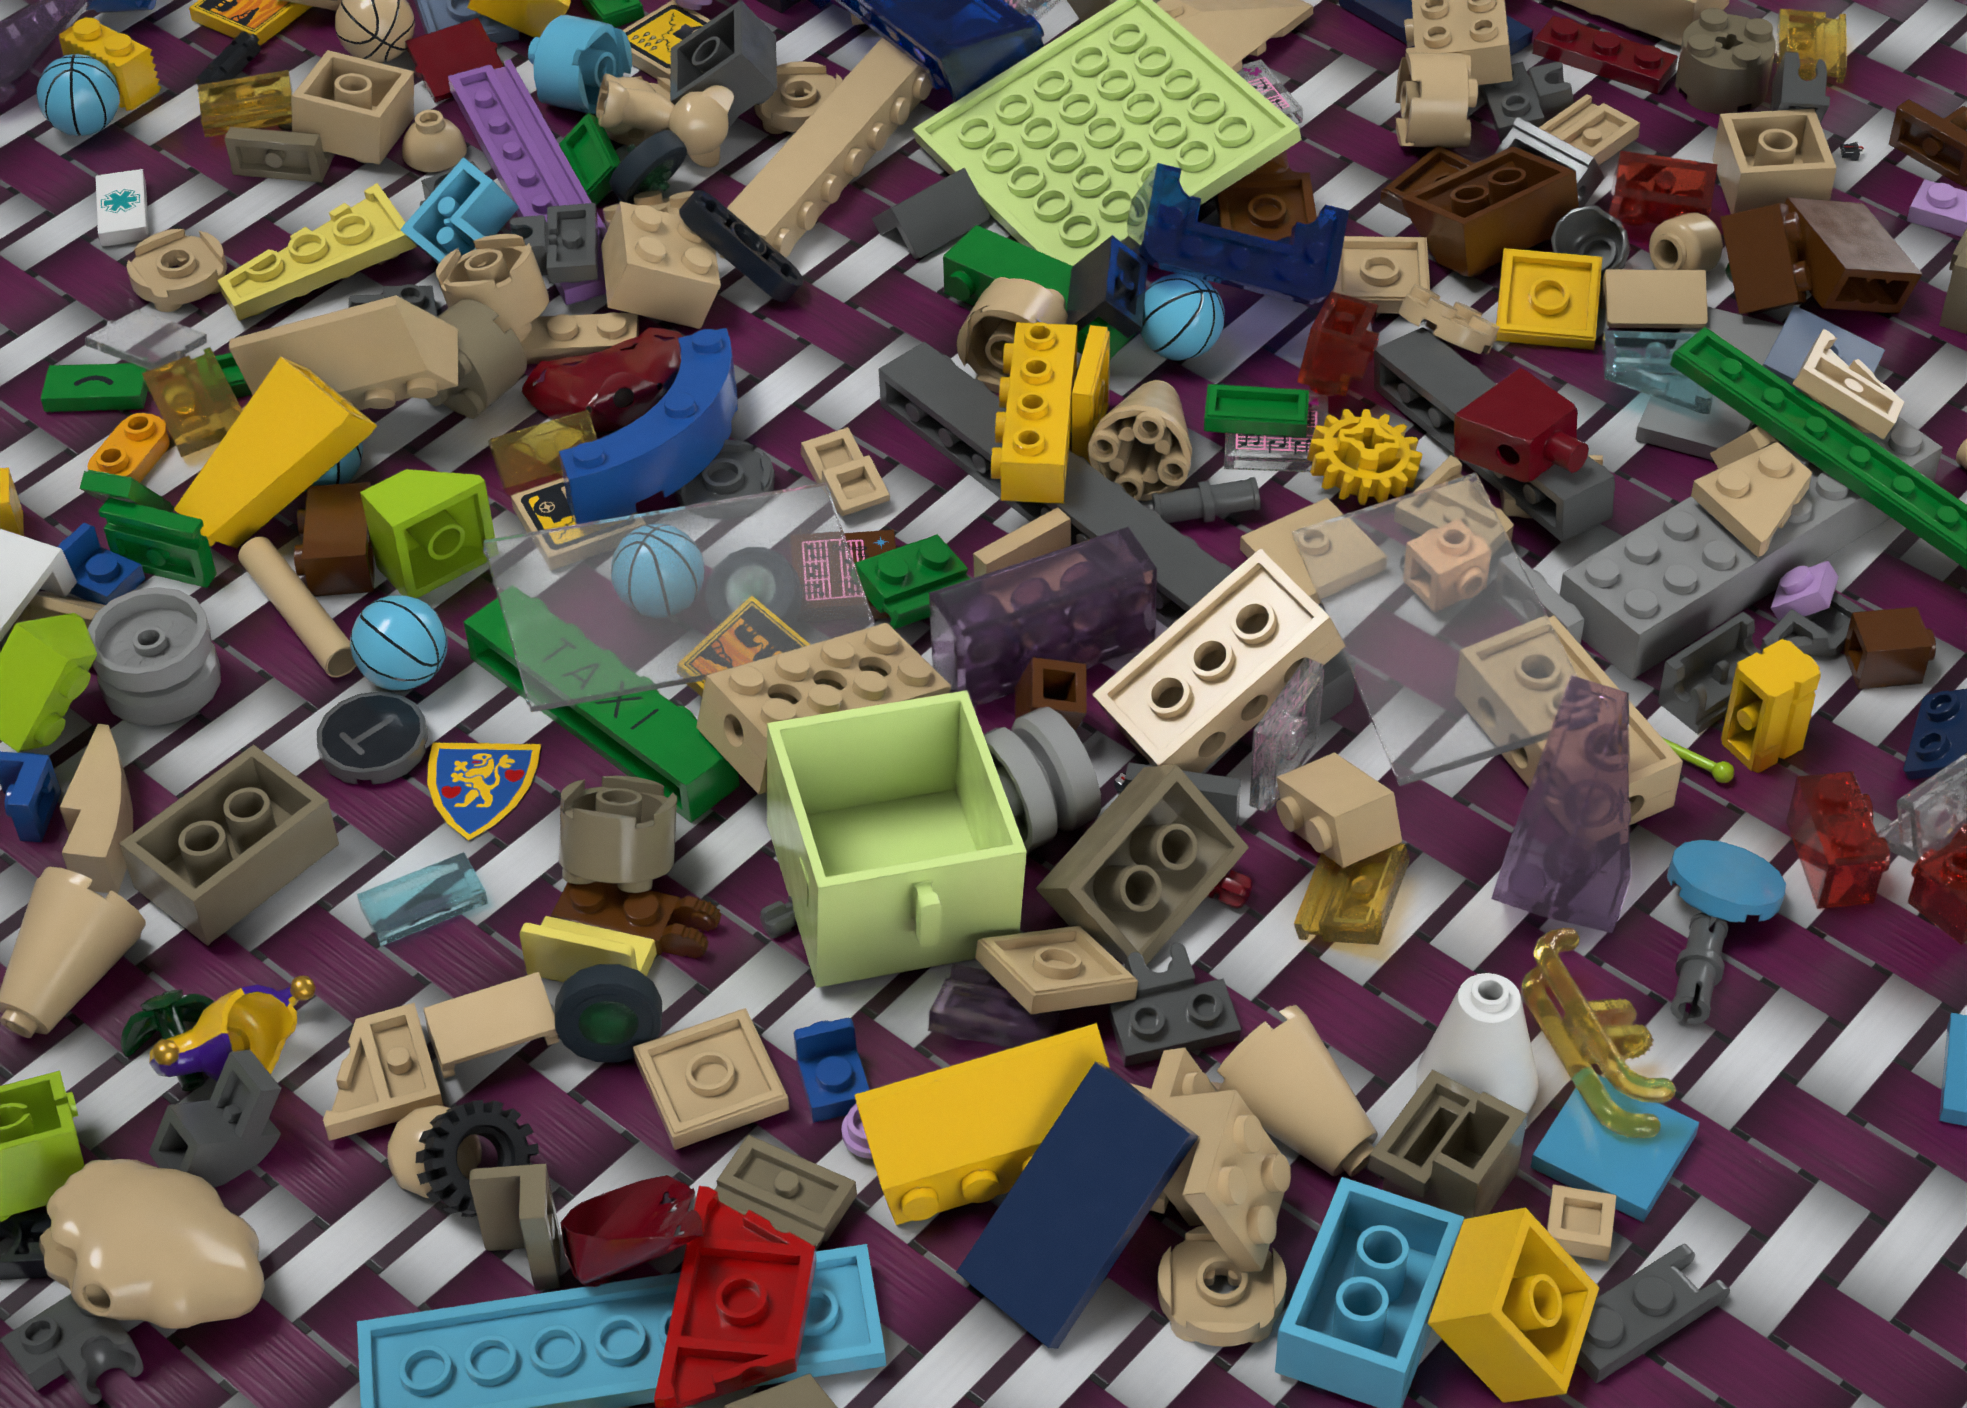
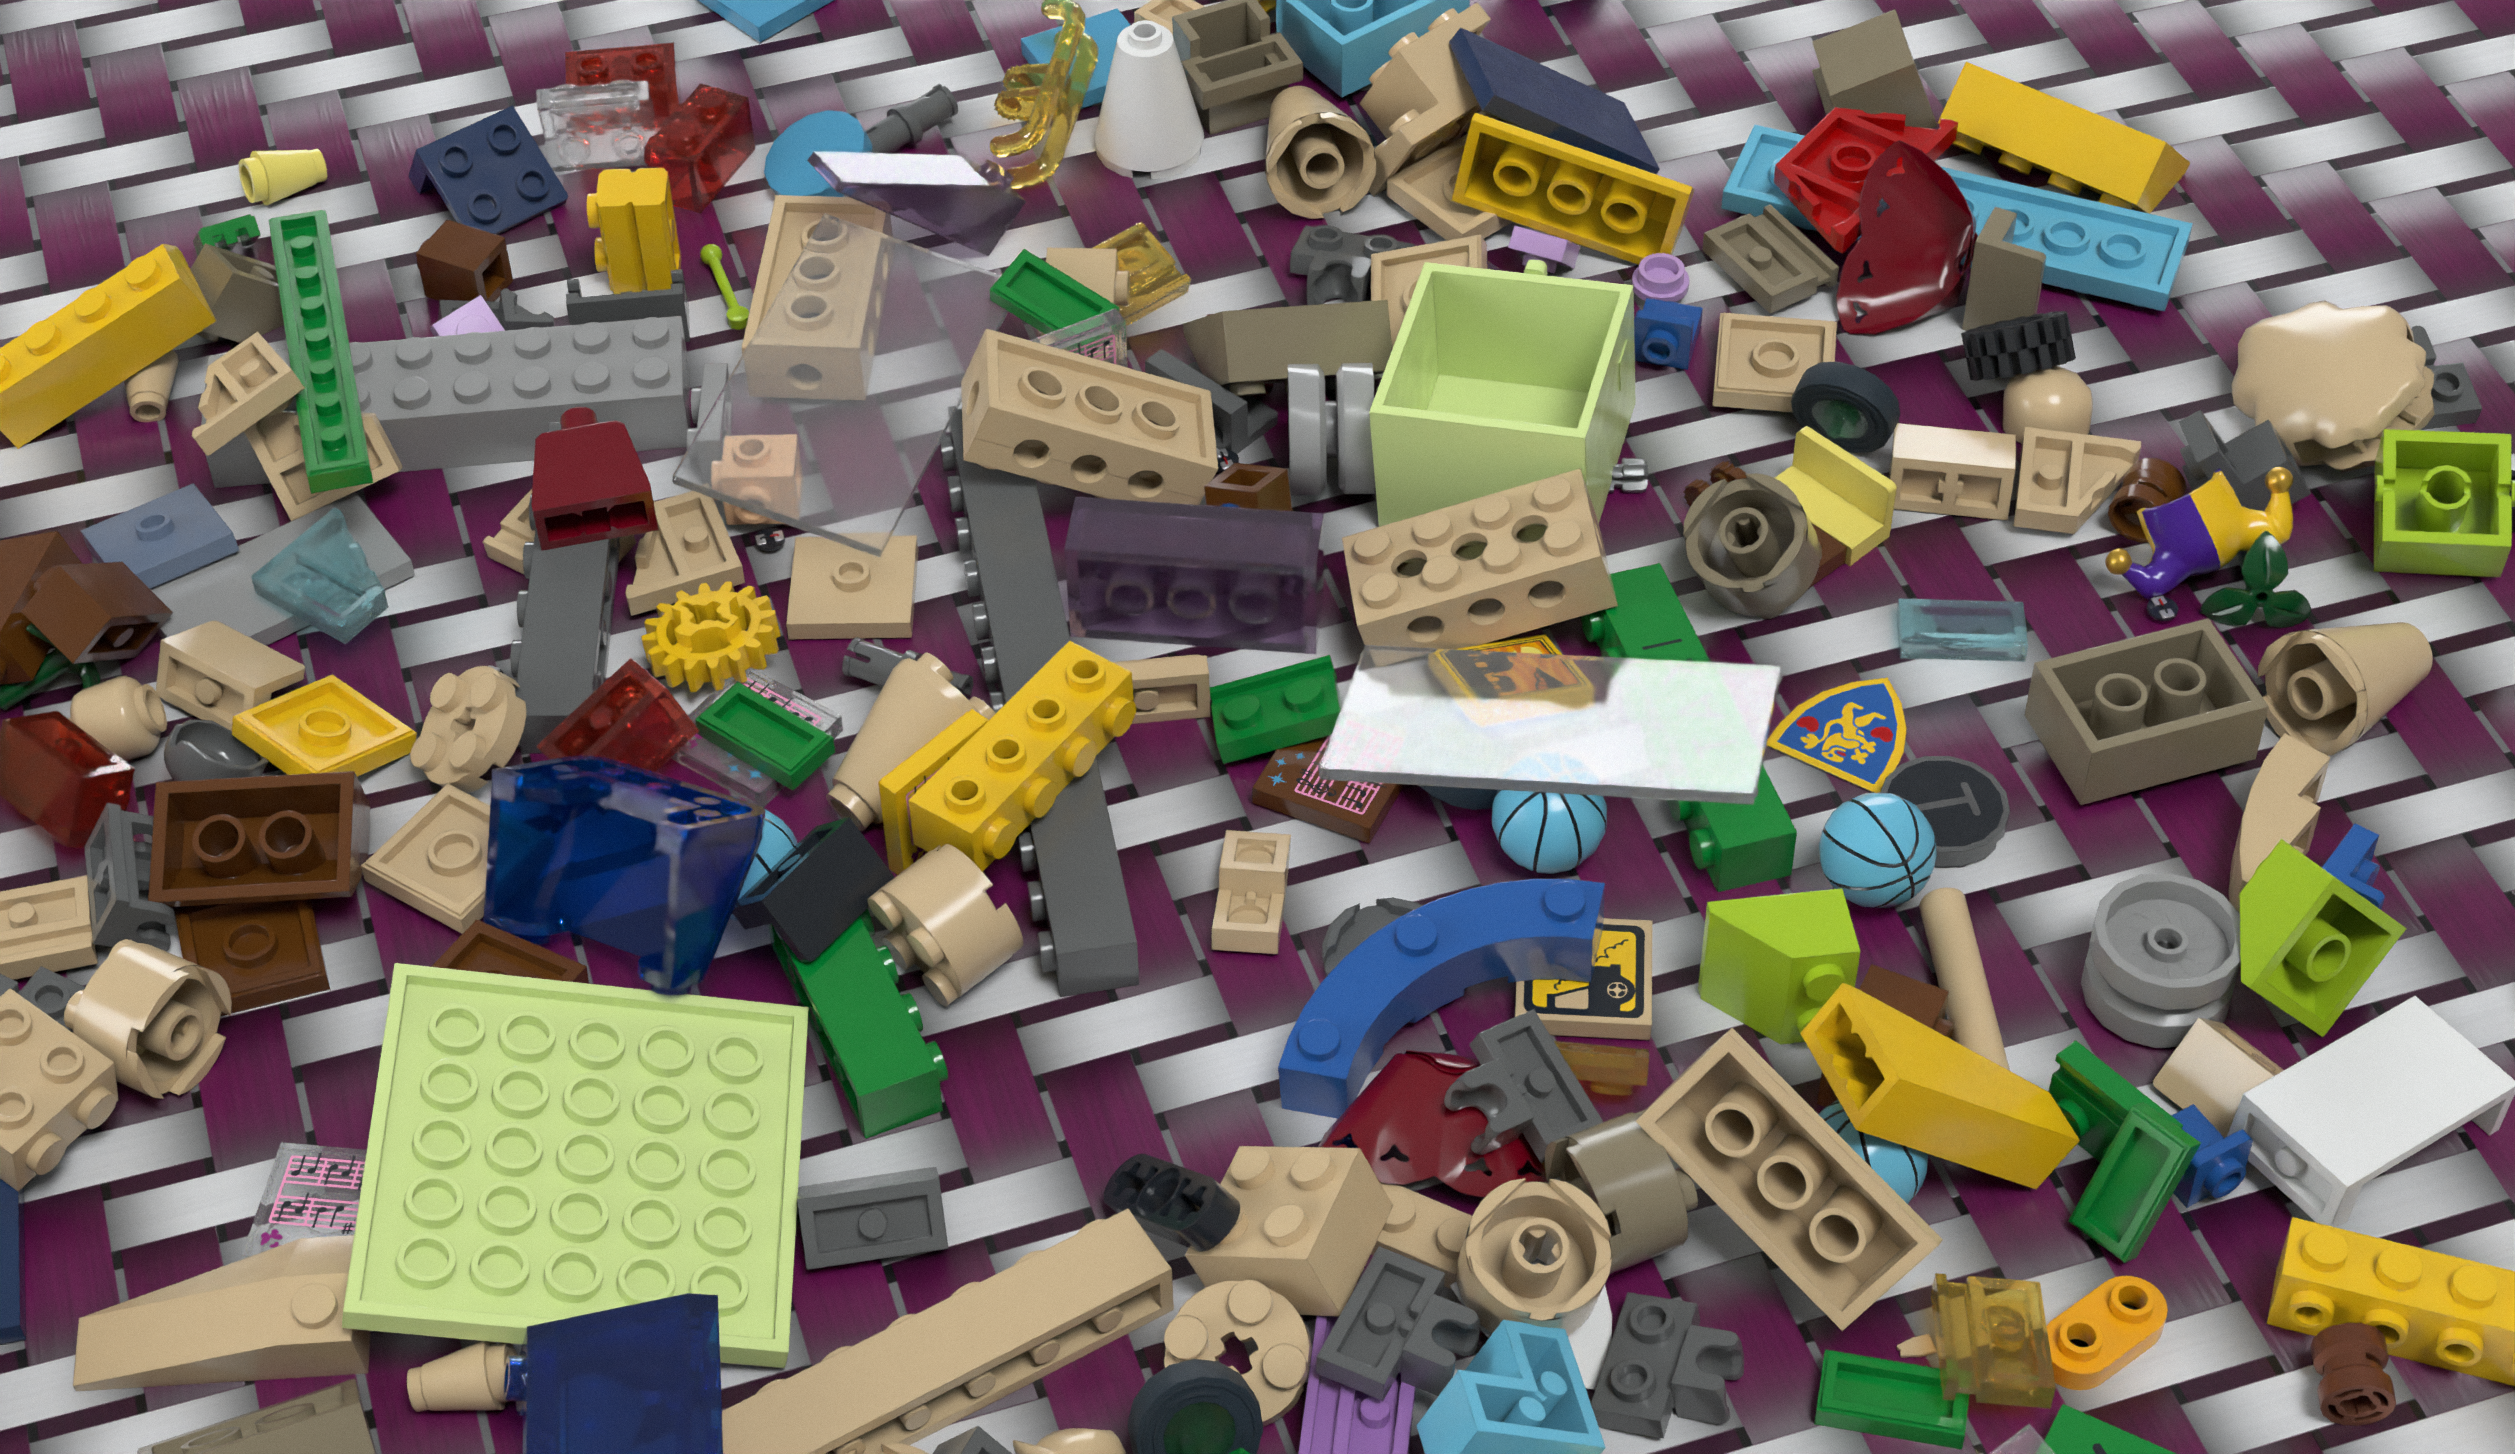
camera: 150 degrees left, 0 degrees up
(300, 1070) = (2146, 485): none -> reddish brown wheel
(563, 379) = (1522, 1088): none -> dark grey plate
(1346, 761) = (1045, 295): none -> green tile
(1754, 494) = (442, 357): tan wing -> none

